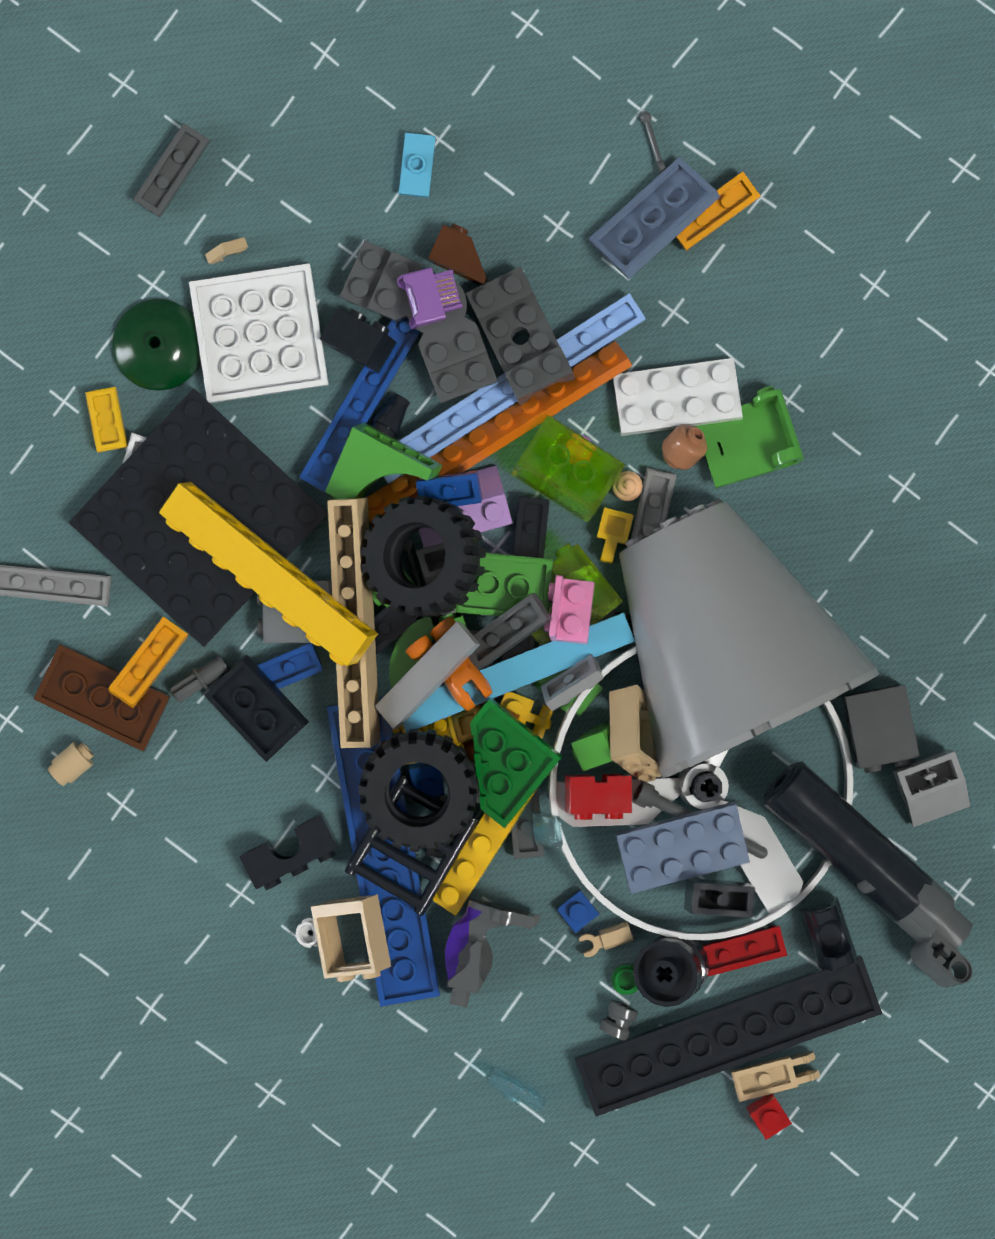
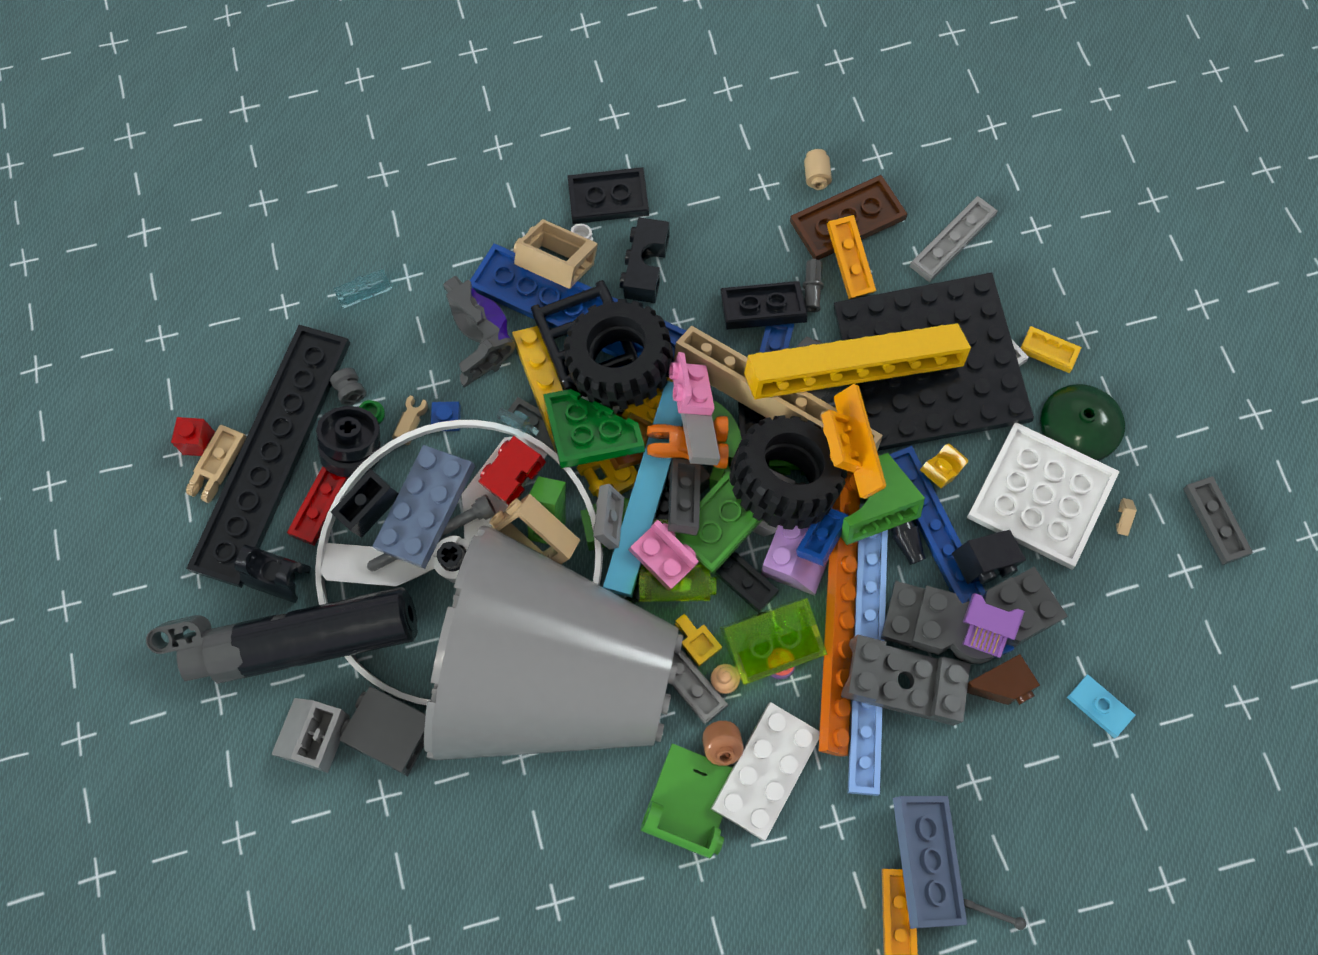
camera: 130 degrees right, 20 degrees down
(244, 943) = (608, 195): none -> black tile
(298, 435) = (944, 466): none -> yellow bracket
(360, 519) = (853, 442): none -> light orange bracket
(404, 698) = (691, 387): none -> bright pink bracket

